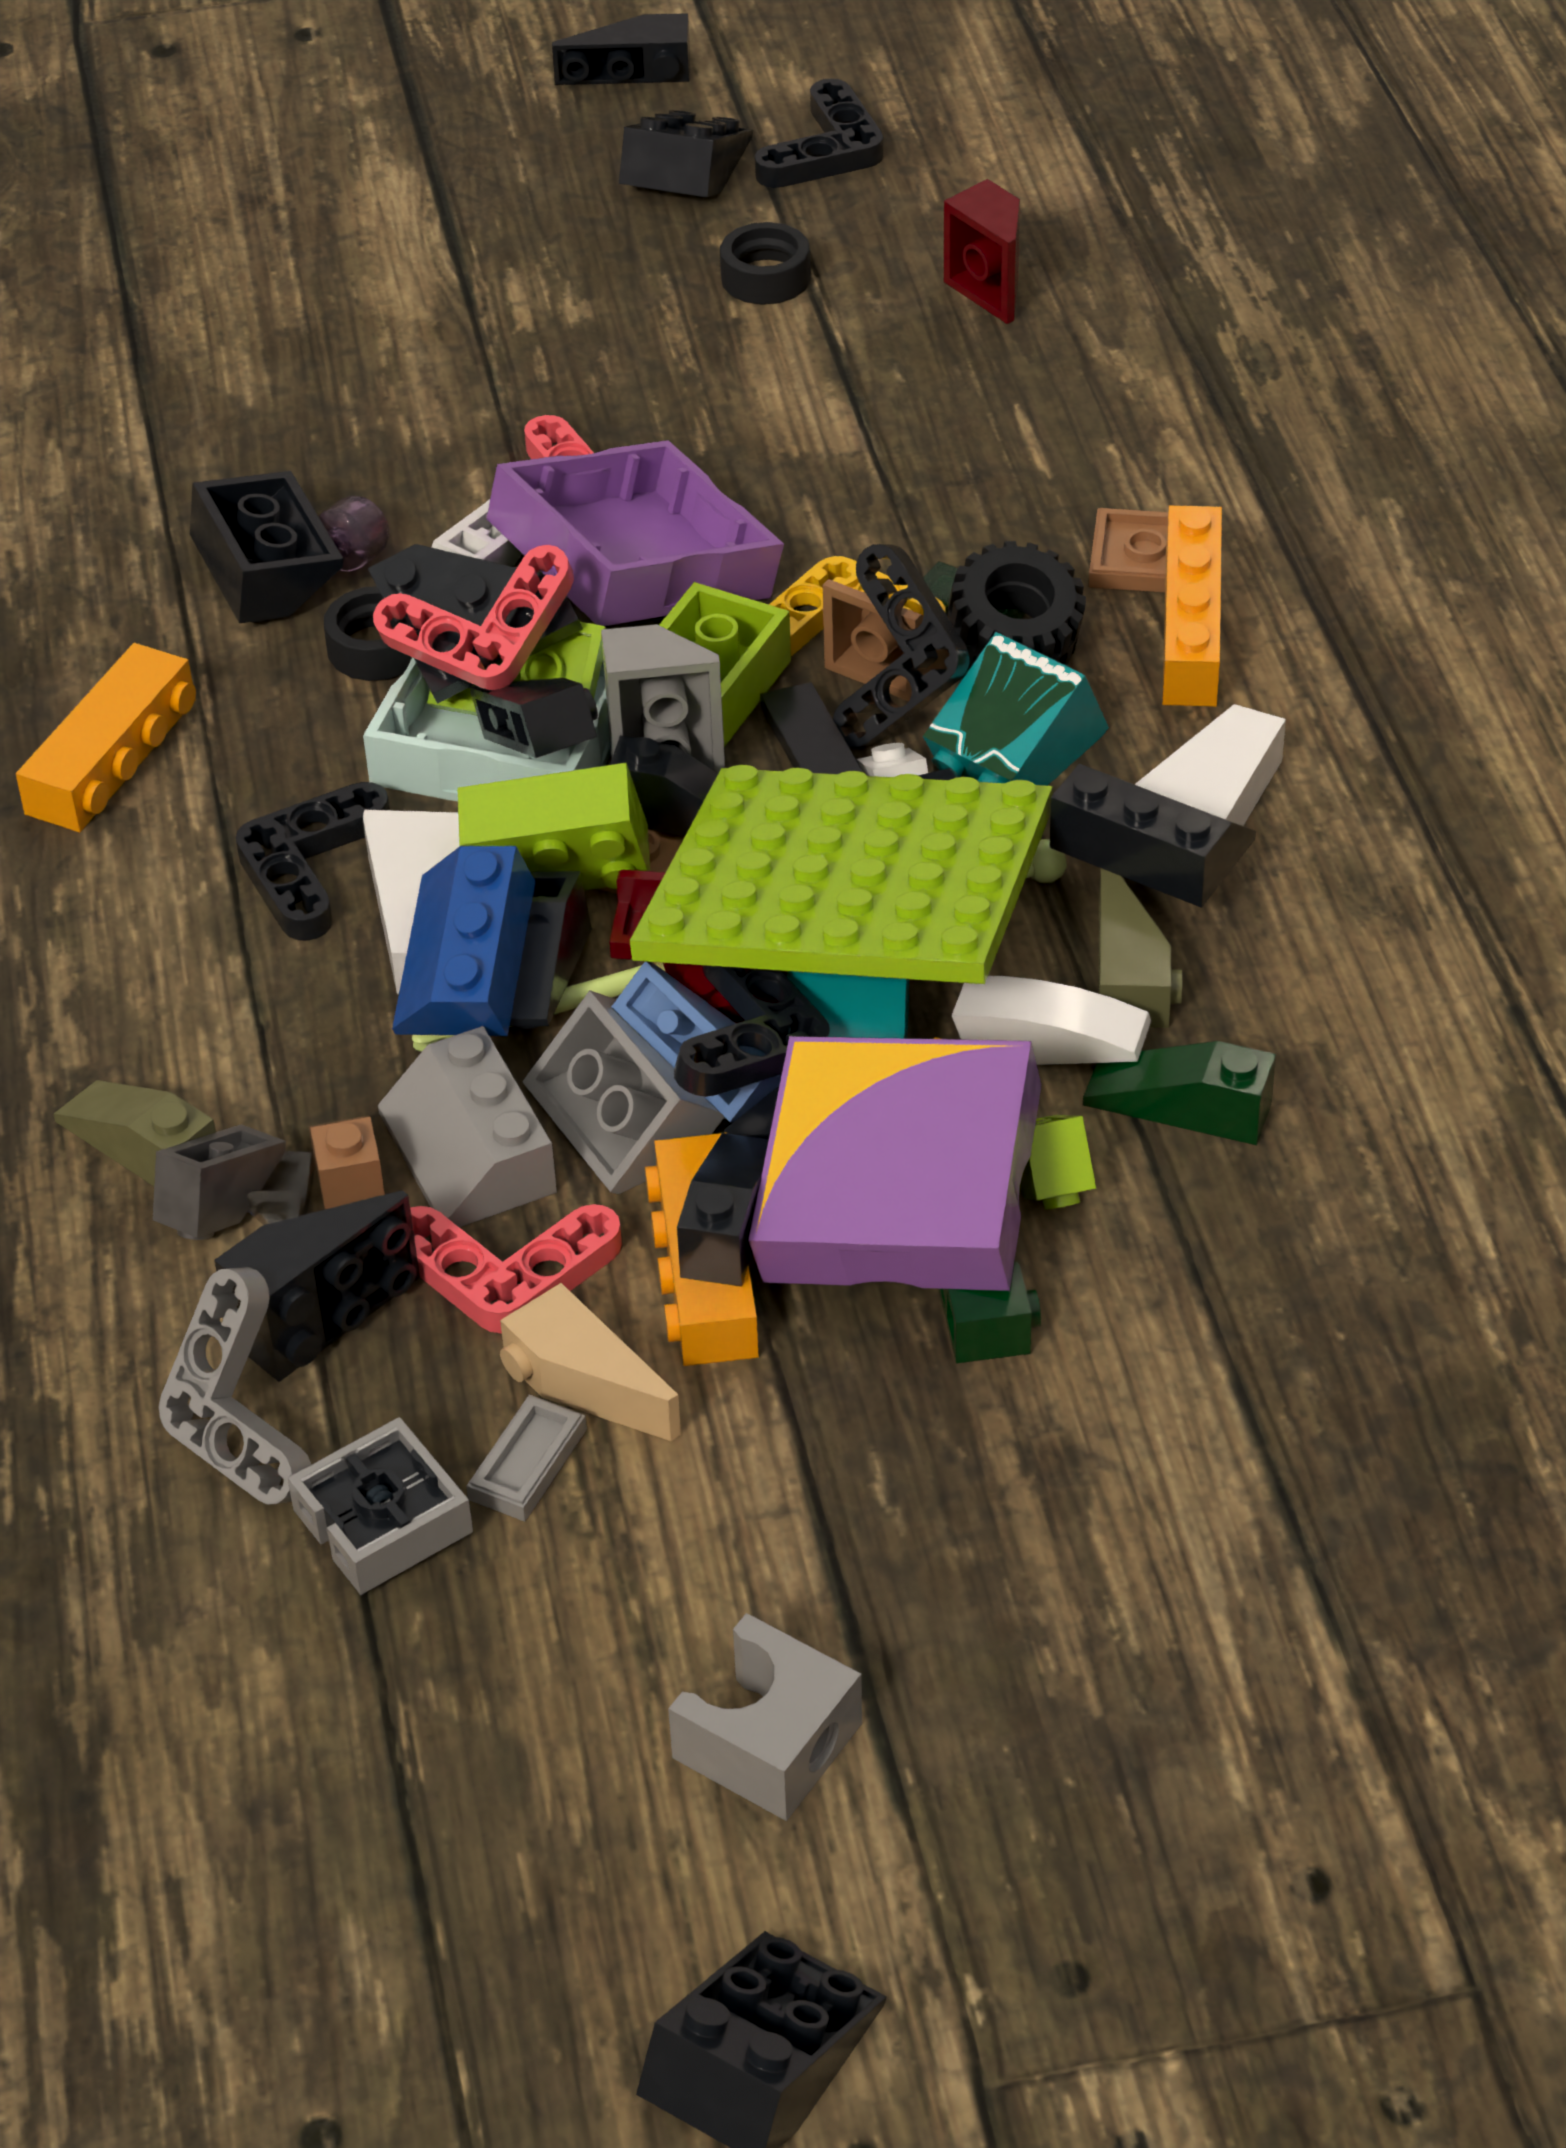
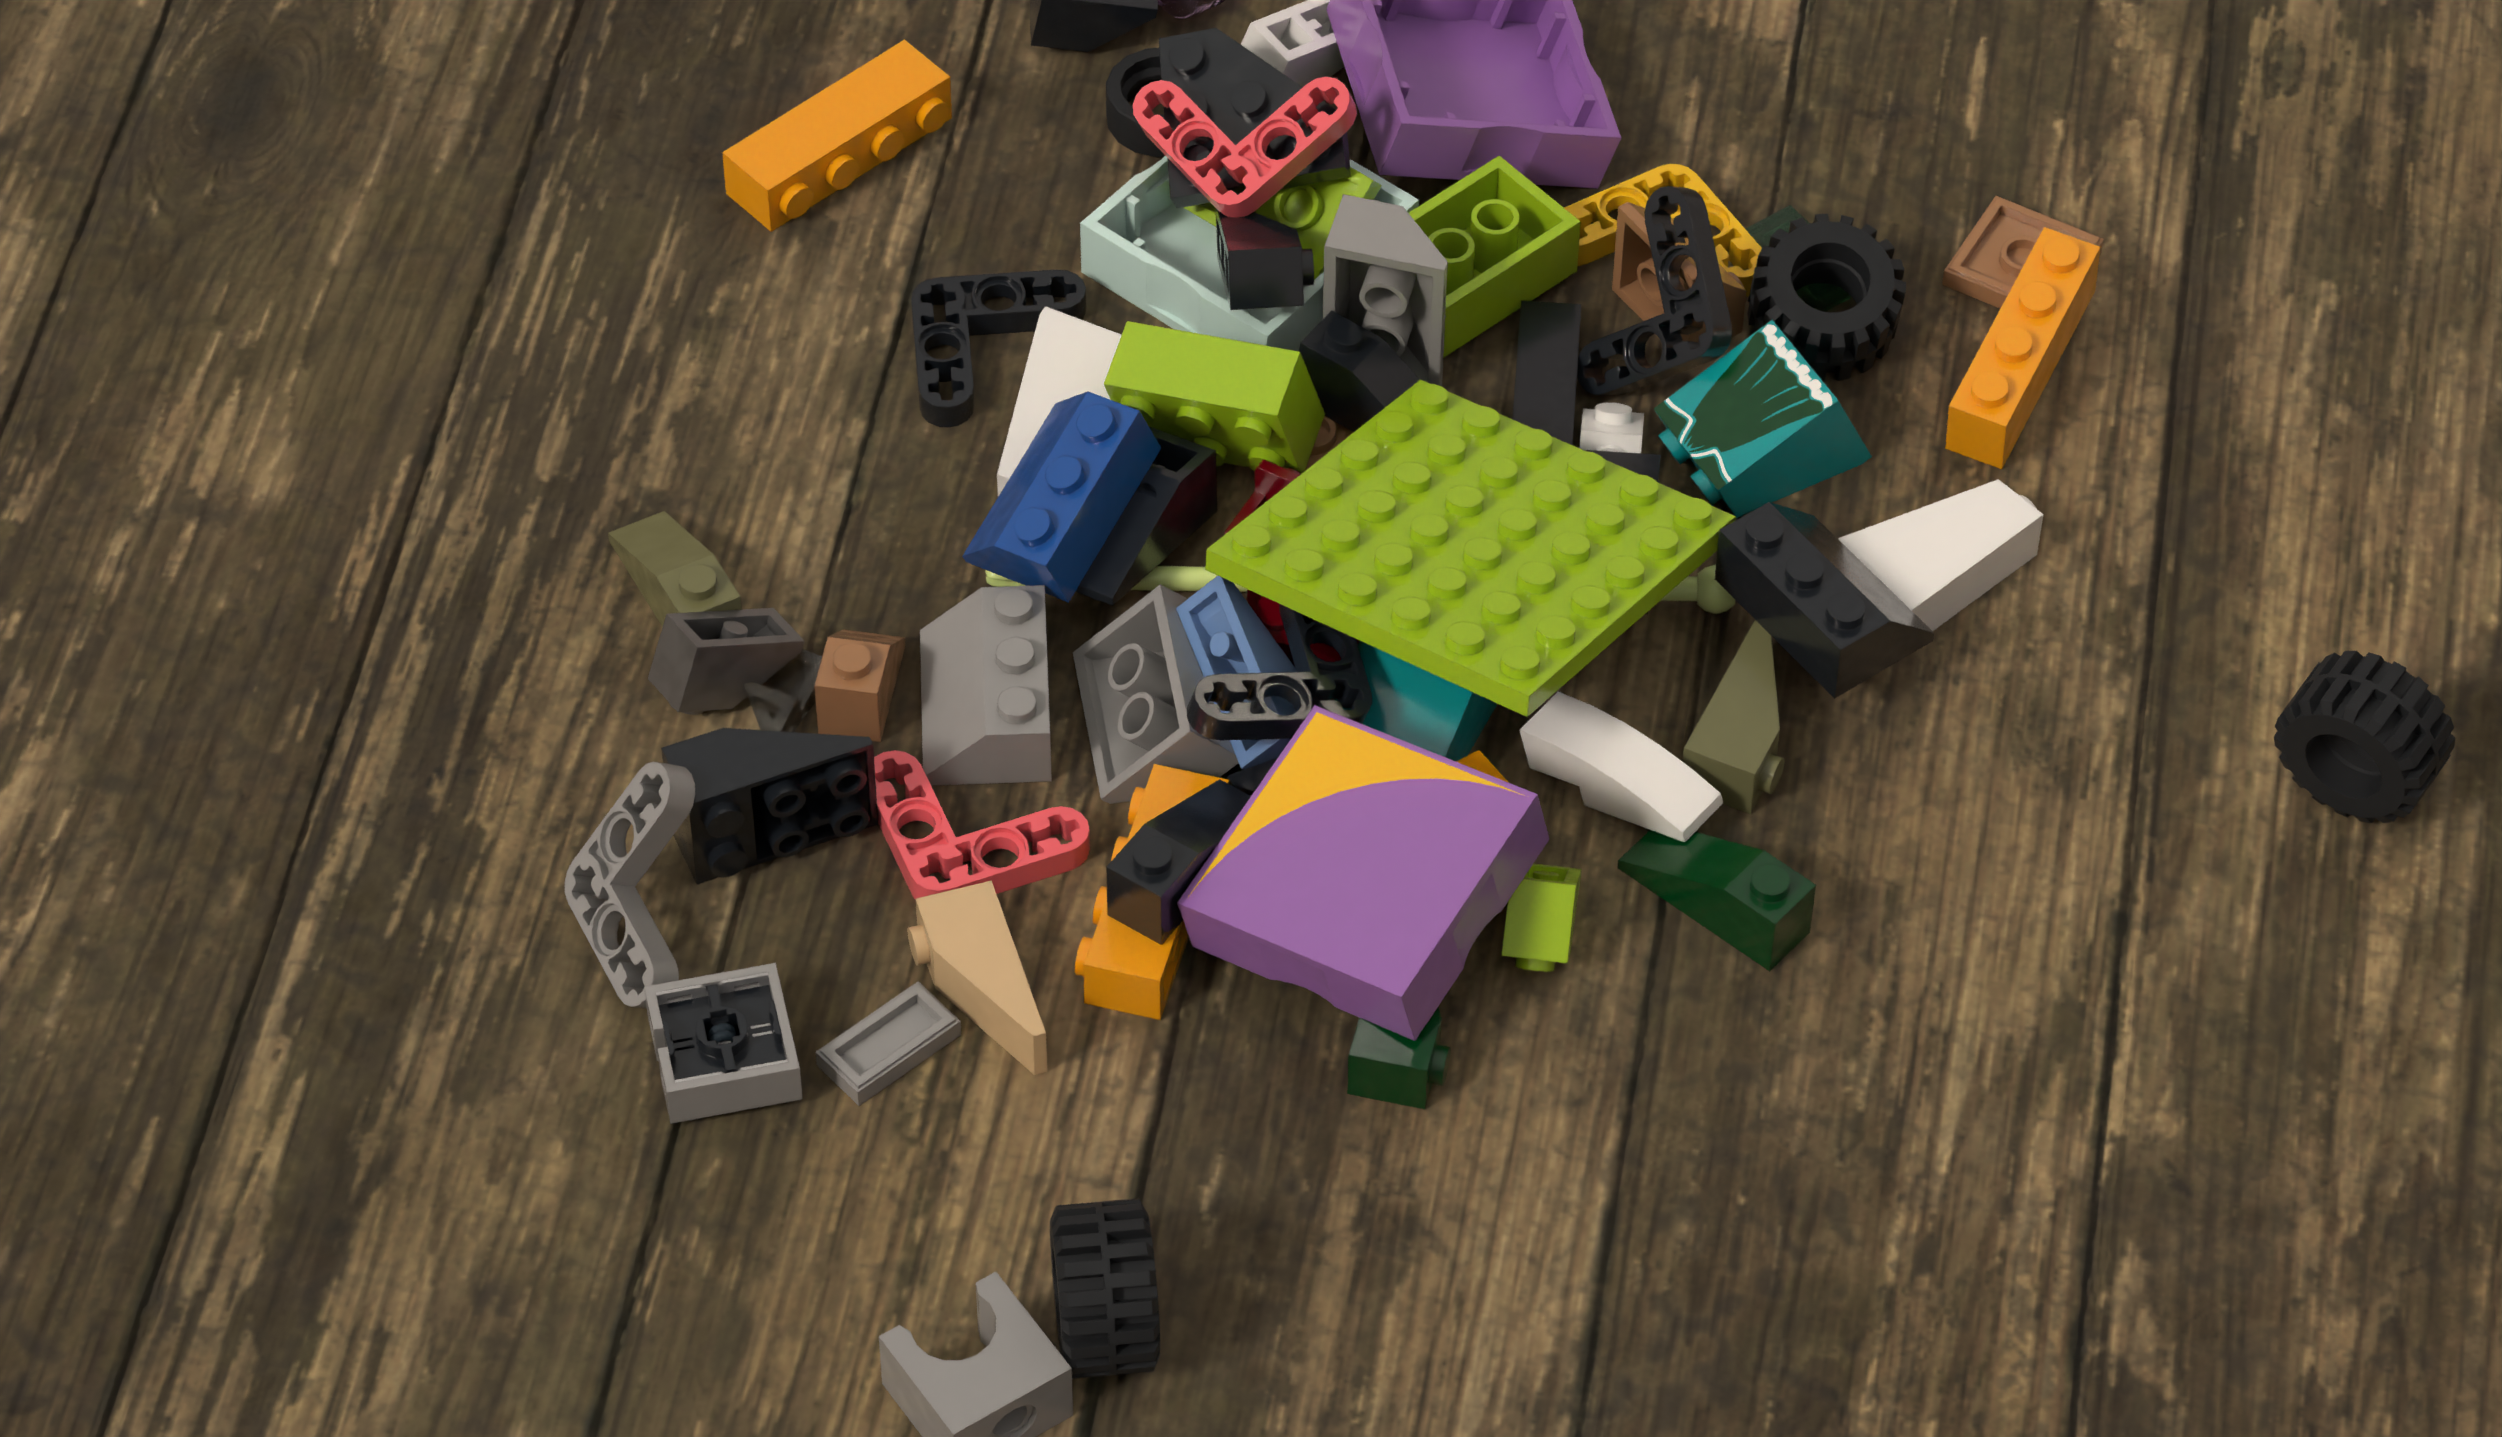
camera: 20 degrees right, 5 degrees up
(854, 1589) = (1105, 1288): none -> black tyre

